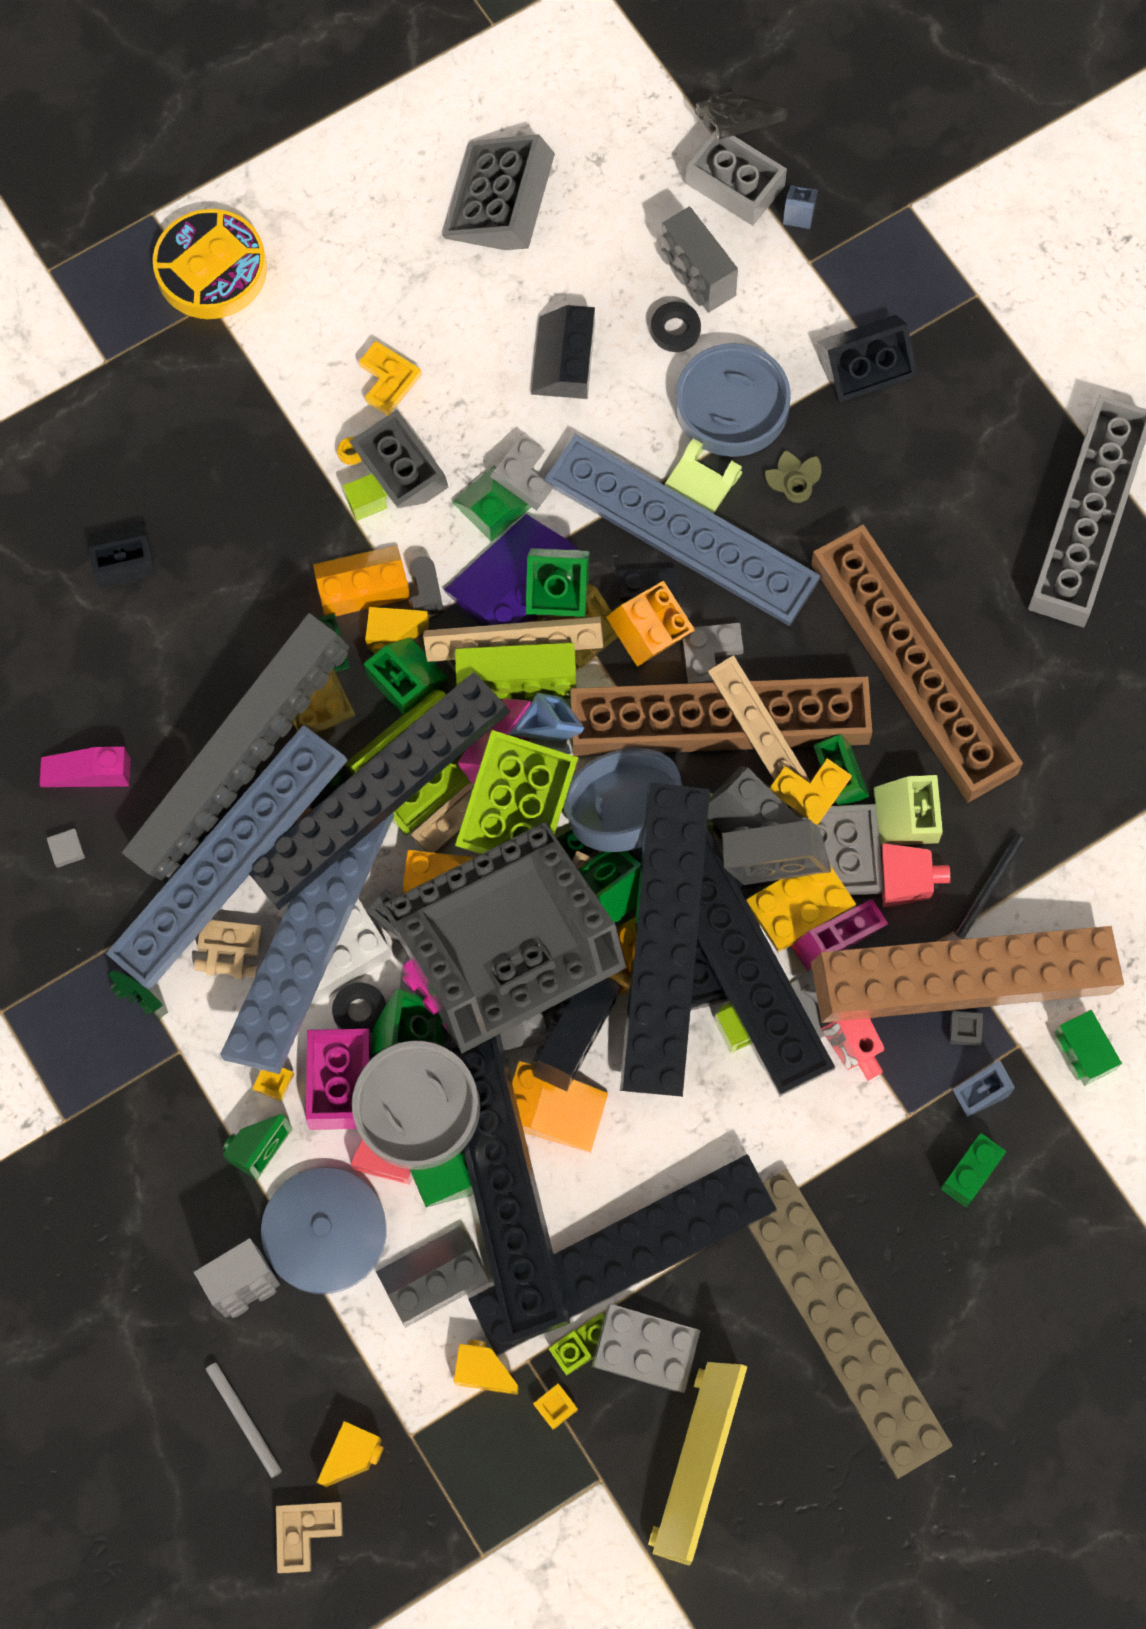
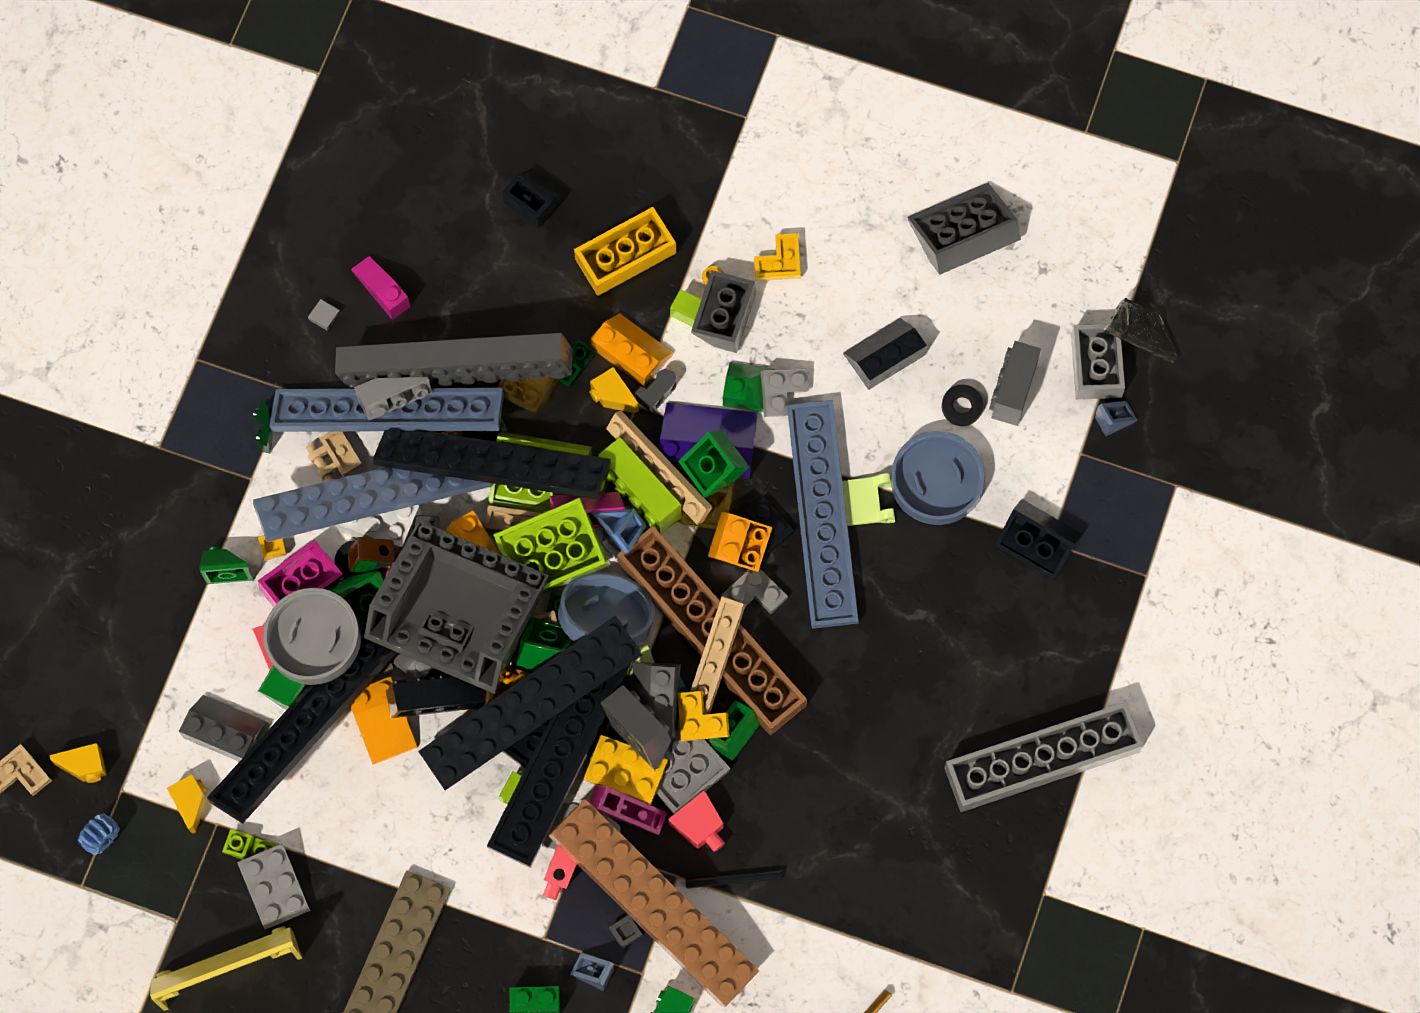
camera: 50 degrees right, 0 degrees up
(210, 263) = (769, 95): brick -> none
(214, 841) = (388, 394): none -> light grey slope
(237, 1279) = (132, 617): light grey brick -> none
(243, 1420) = (58, 688): light grey bar -> none
(256, 508) = (625, 251): none -> yellow brick
(324, 1230) = (205, 646): sand blue dish -> none
(374, 983) = (371, 555): none -> reddish brown torso
(404, 674) = (587, 421): green slope -> none
(445, 1492) = (98, 834): none -> medium blue gear
(555, 1406) = (199, 860): yellow plate -> none
(646, 1243) = (340, 839): black plate -> none
(793, 474) = (919, 553): olive plate -> none
(909, 811) = (741, 792): yellowish green slope -> none
(916, 664) = (844, 723): medium nougat brick -> none

